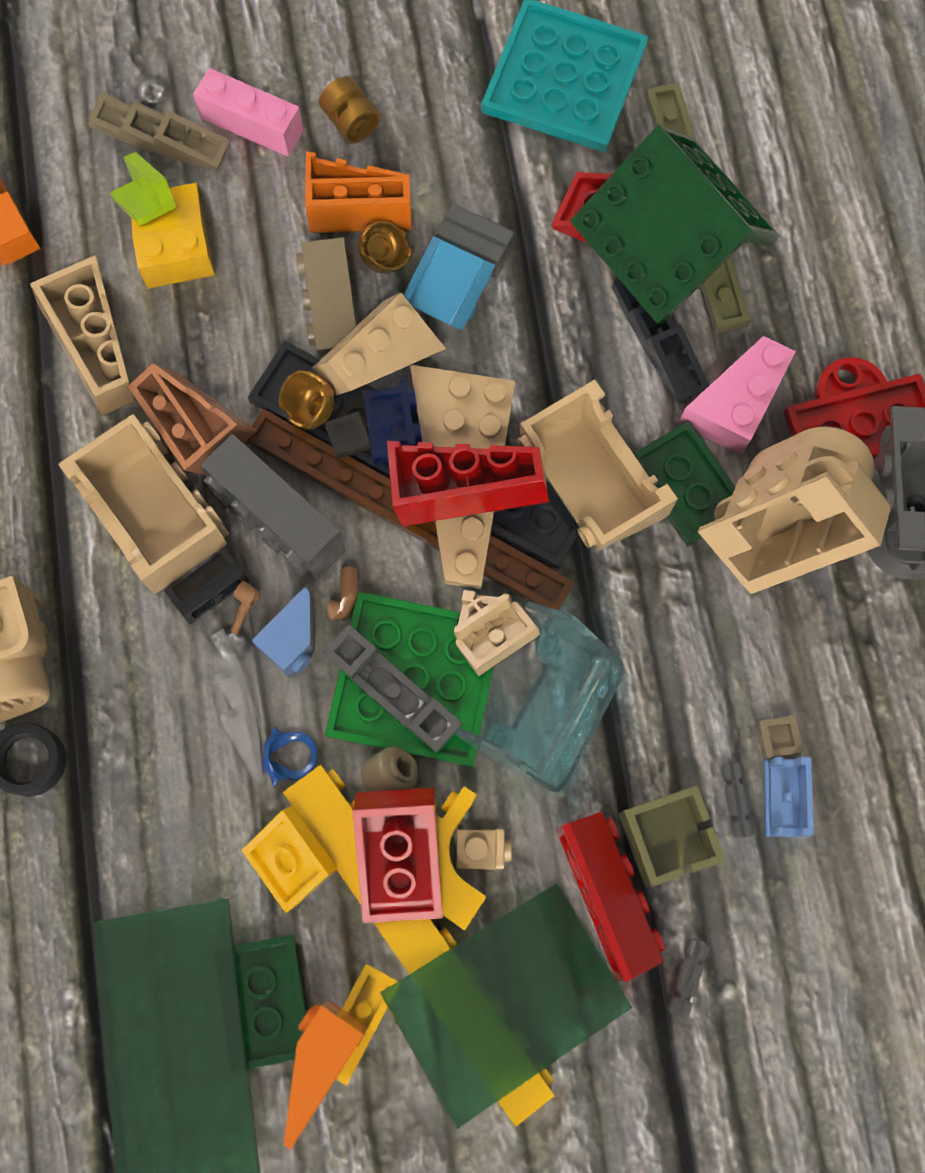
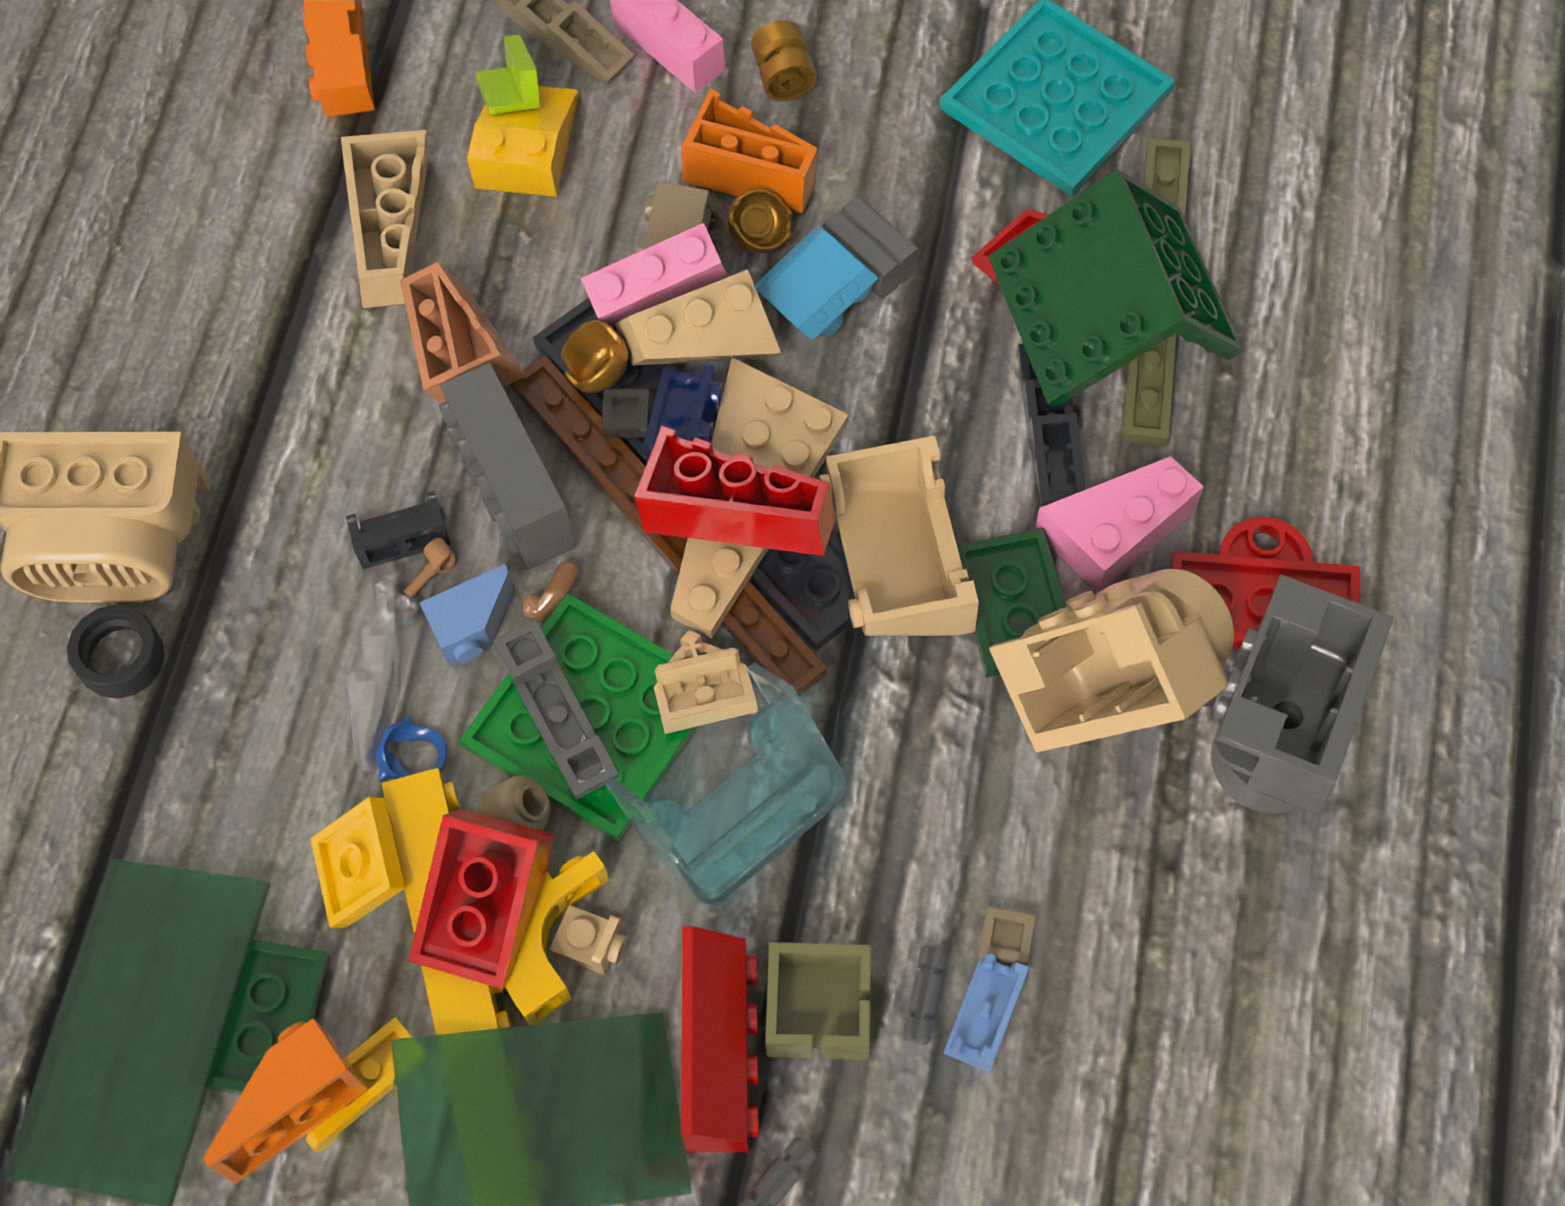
camera: 25 degrees right, 10 degrees down
(145, 503) = (366, 413): tan windscreen -> none
(330, 320) = (654, 275): none -> bright pink brick

